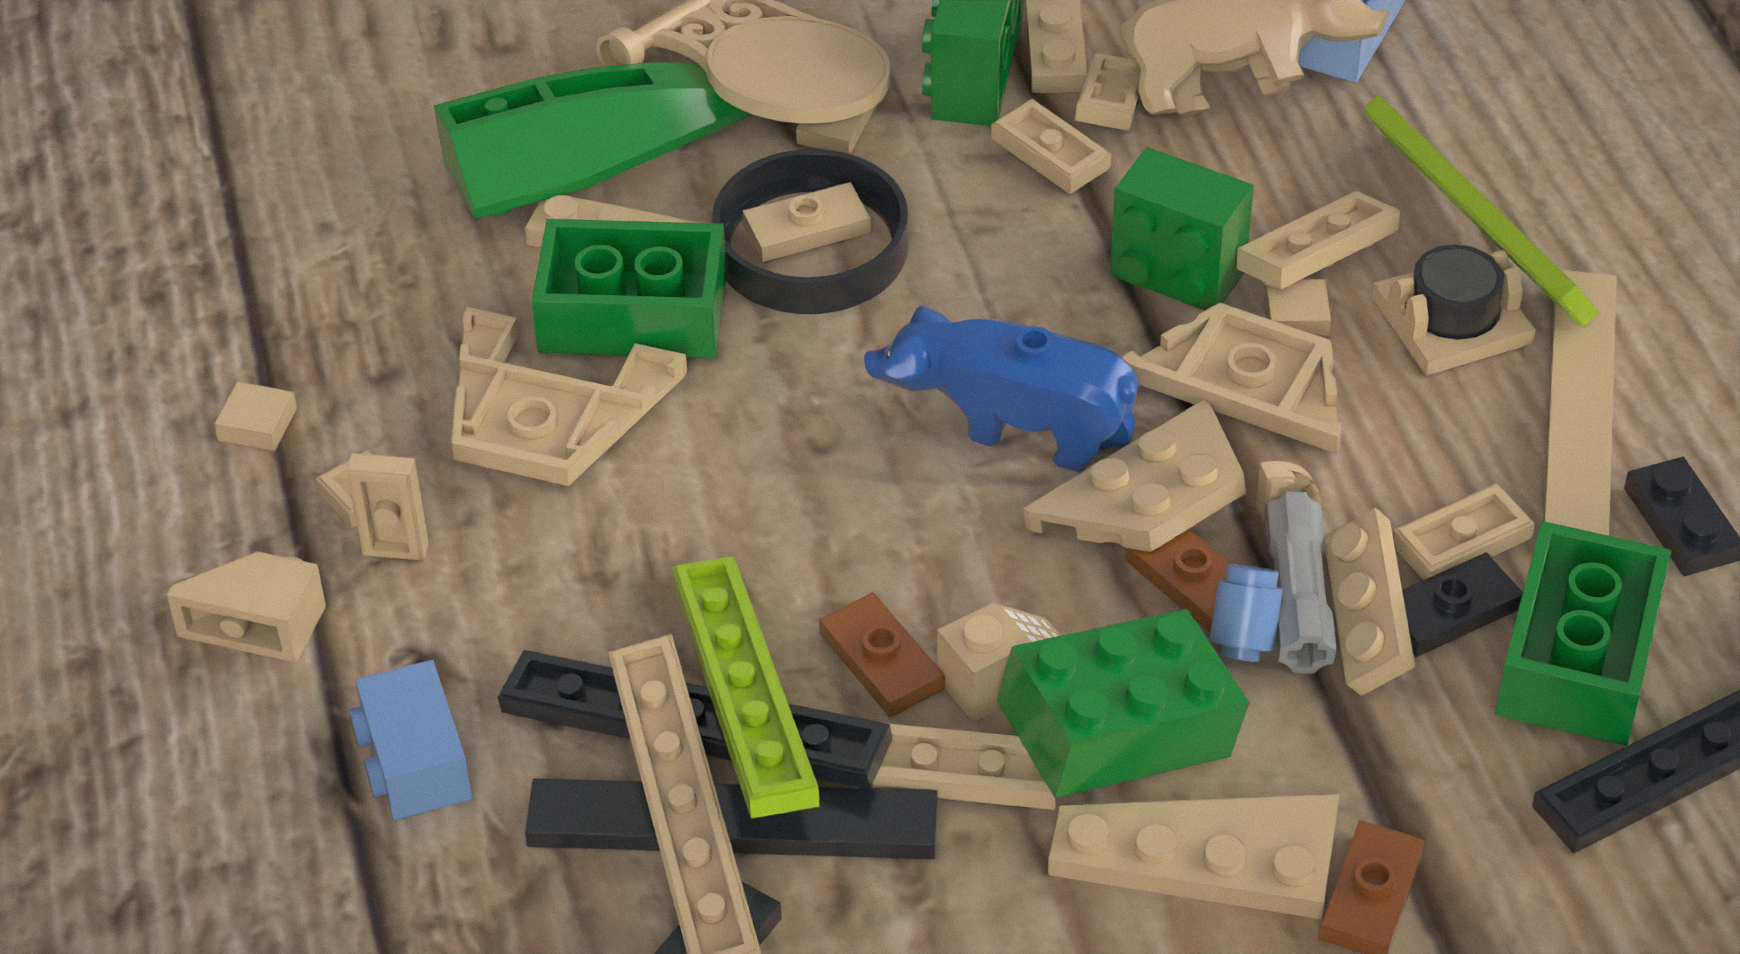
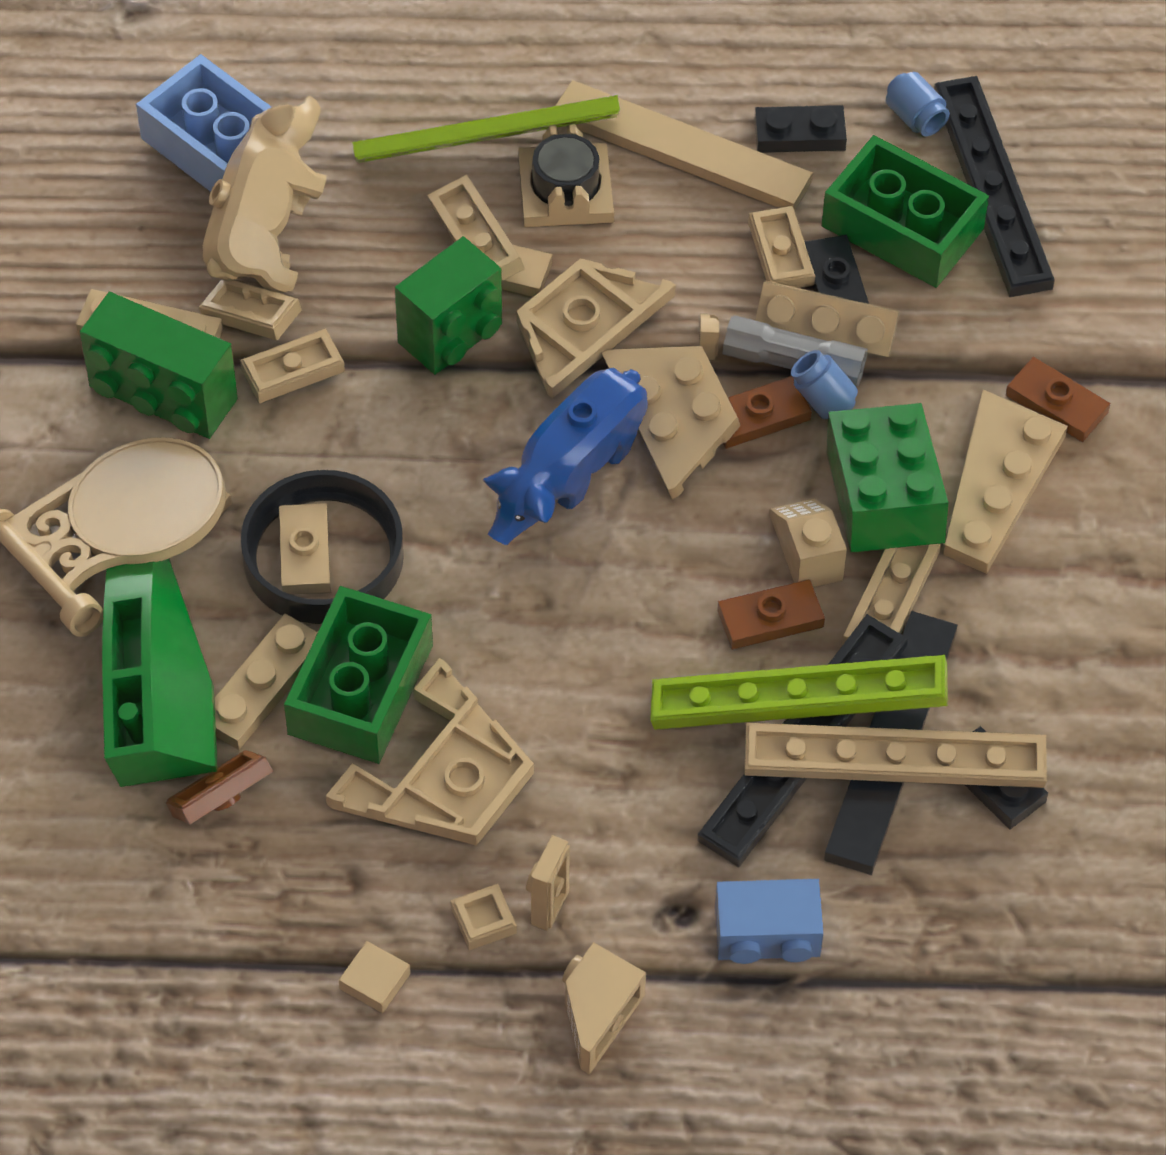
camera: 75 degrees left, 10 degrees up
(455, 227) = (219, 788): none -> dark orange plate

